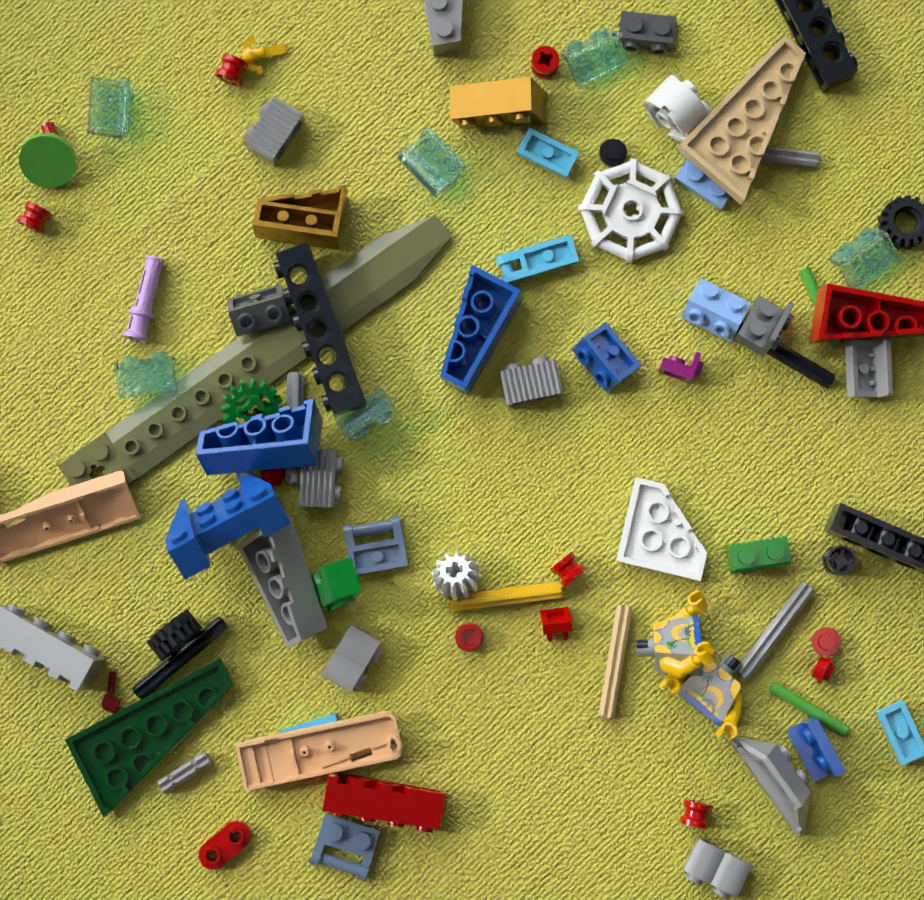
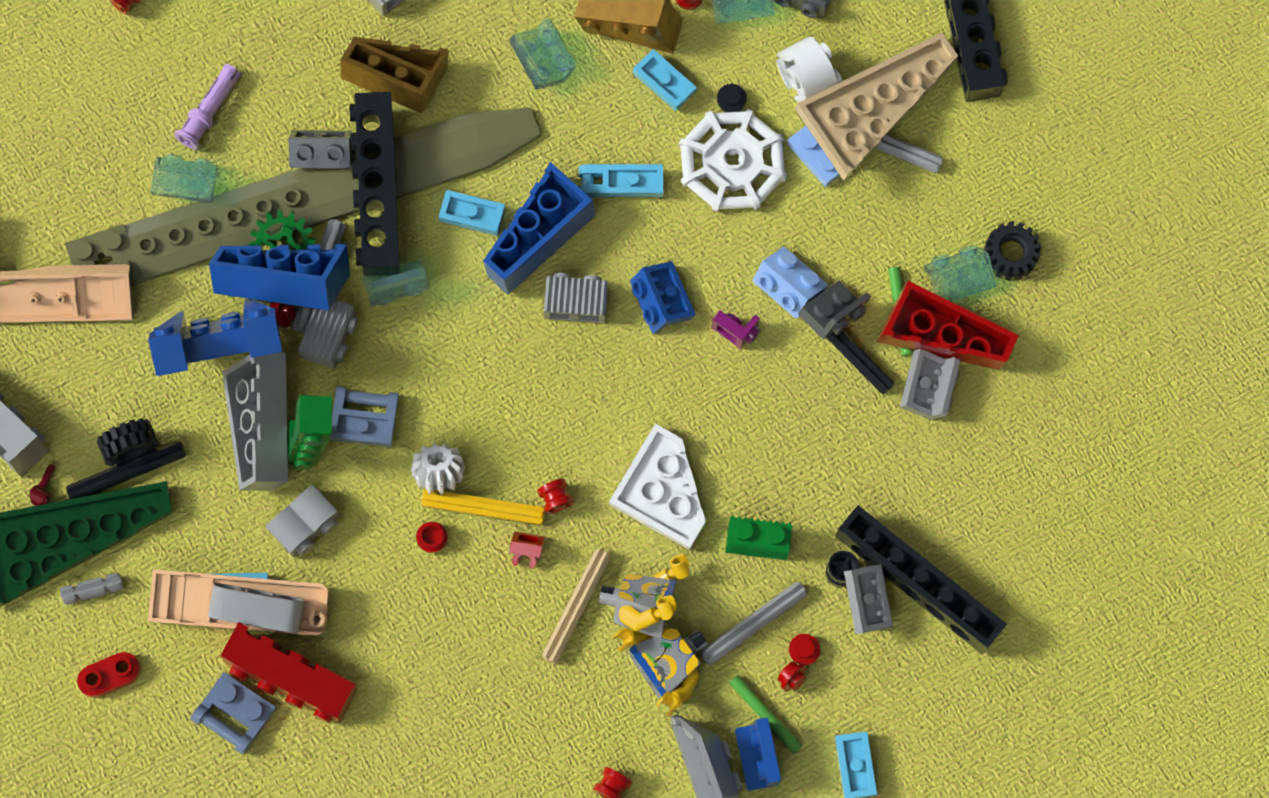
camera: 10 degrees right, 10 degrees down
(338, 754) = (256, 608): none -> light grey beam
(412, 329) = (471, 212): none -> medium azure plate
(873, 583) = (868, 598): none -> light grey bracket

